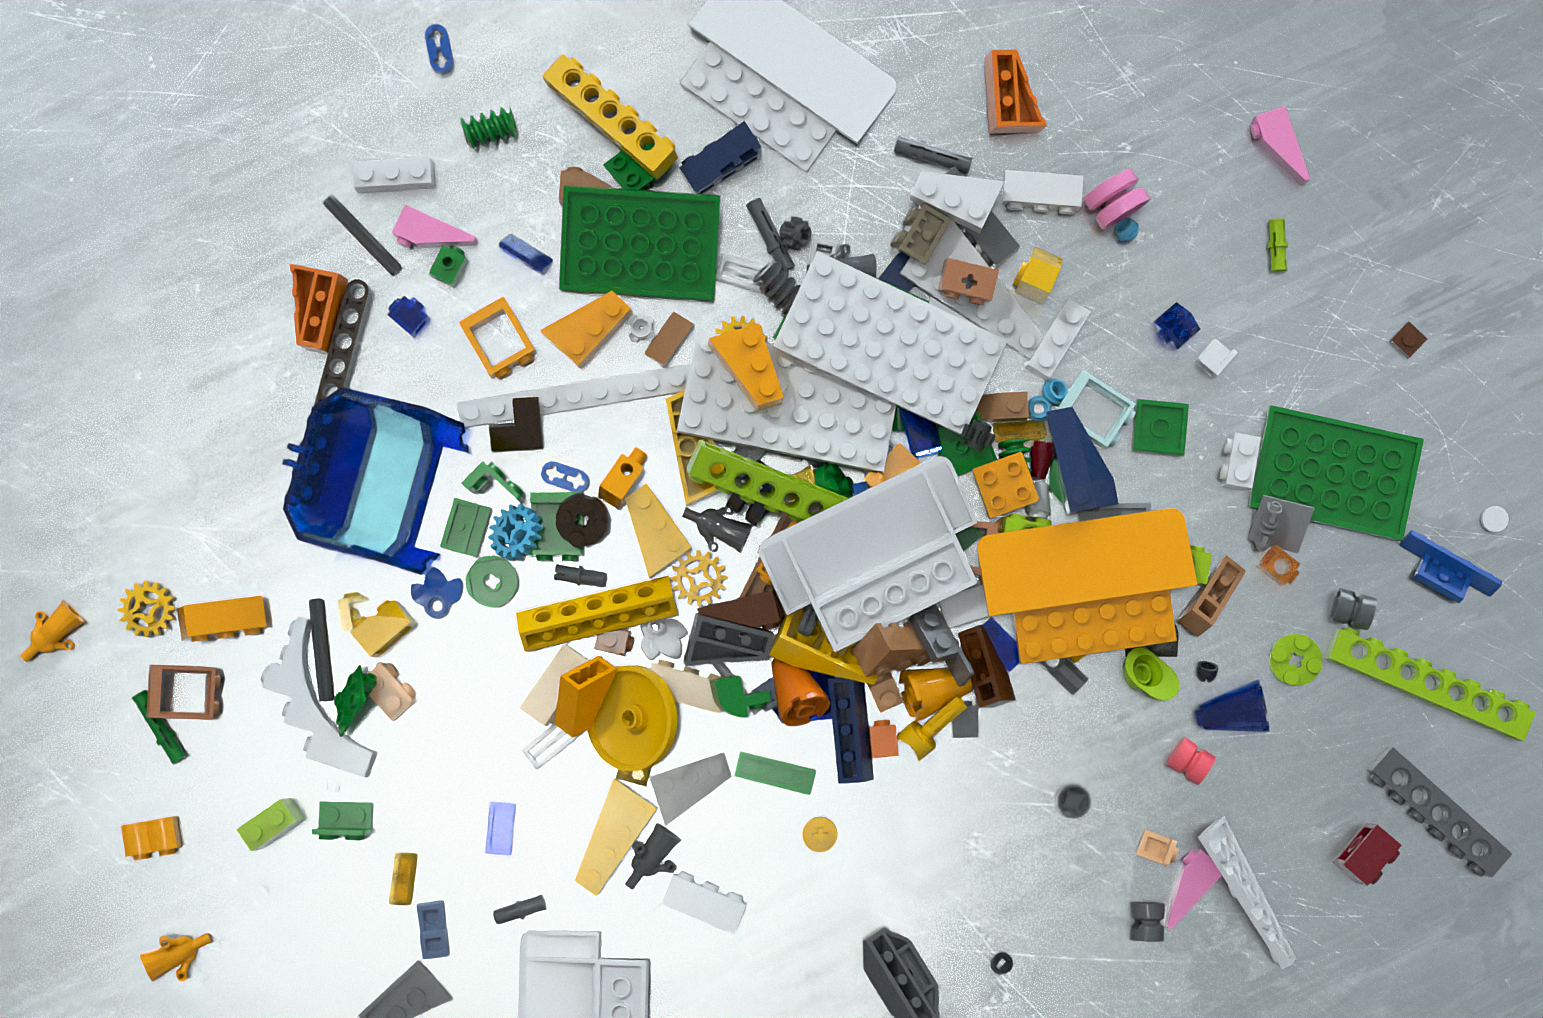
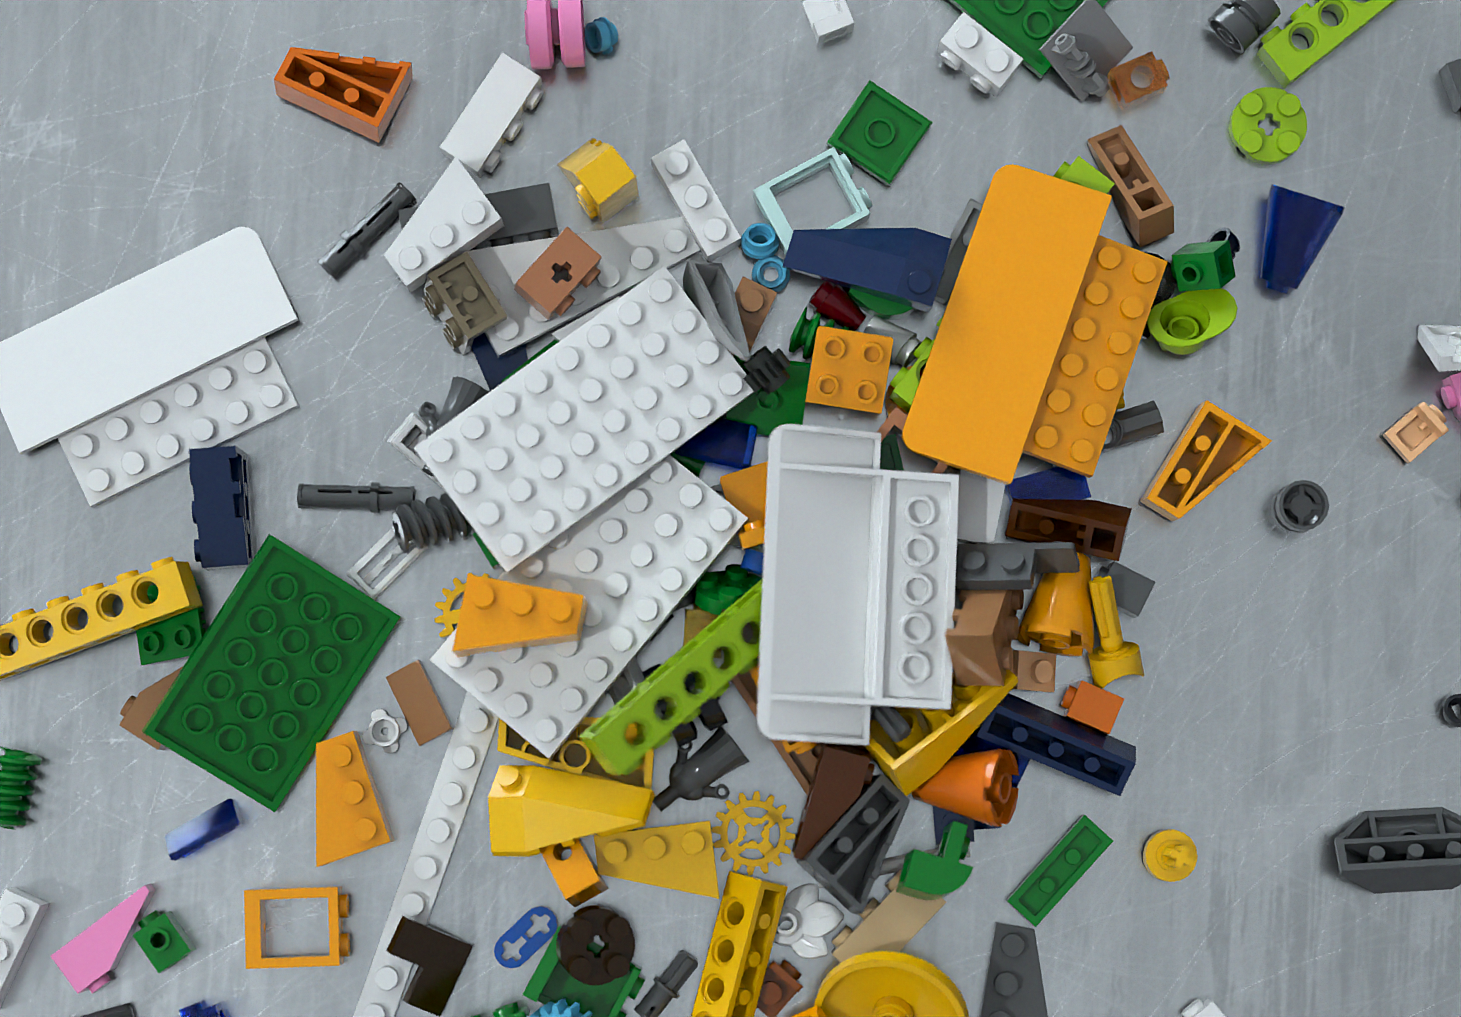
camera: 65 degrees left, 0 degrees up
(648, 446) = (548, 807): none -> yellow wedge
(795, 232) = (371, 462): dark grey gear -> none
(1004, 381) = (715, 299): none -> light grey piece
(1019, 430) = (785, 314): clear yellow slope -> none
(1068, 726) = (1200, 460): none -> light orange wedge
(1176, 326) = (761, 41): clear blue brick -> none
(1186, 664) = (1203, 266): none -> green brick
(1193, 762) = (1331, 326): coral wheel -> none

